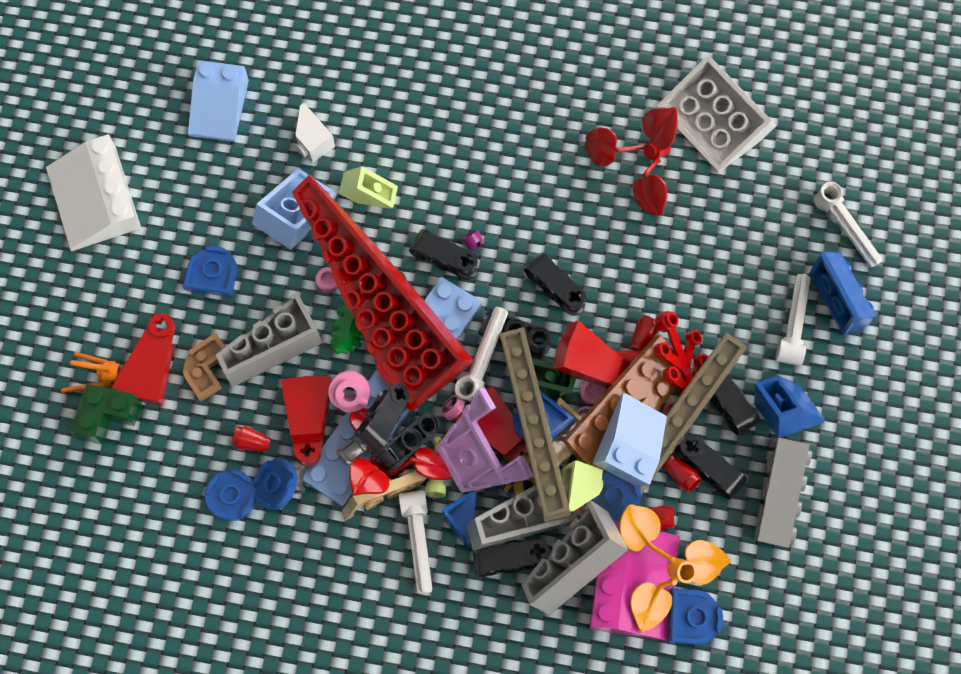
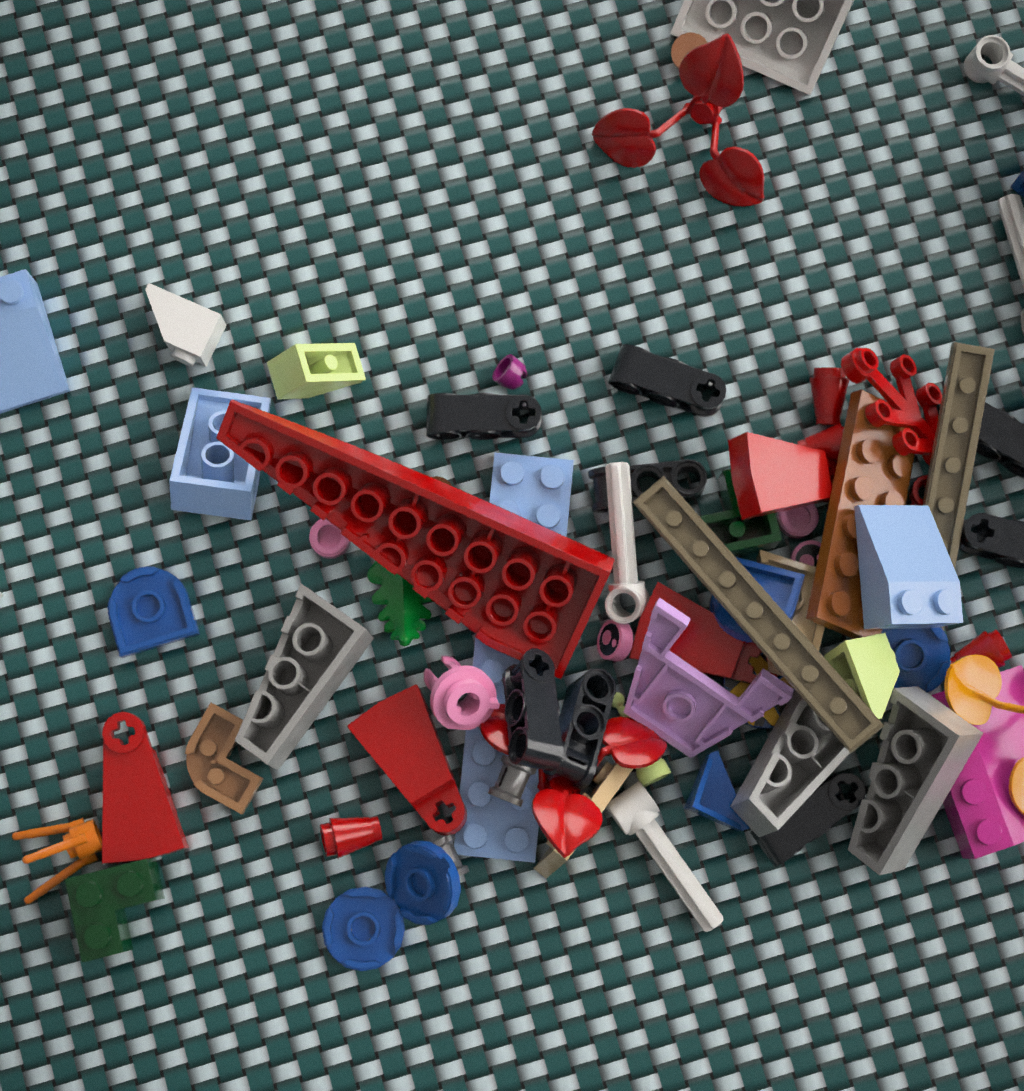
camera: 30 degrees left, 10 degrees up
(683, 474) = (984, 574): red cone -> none

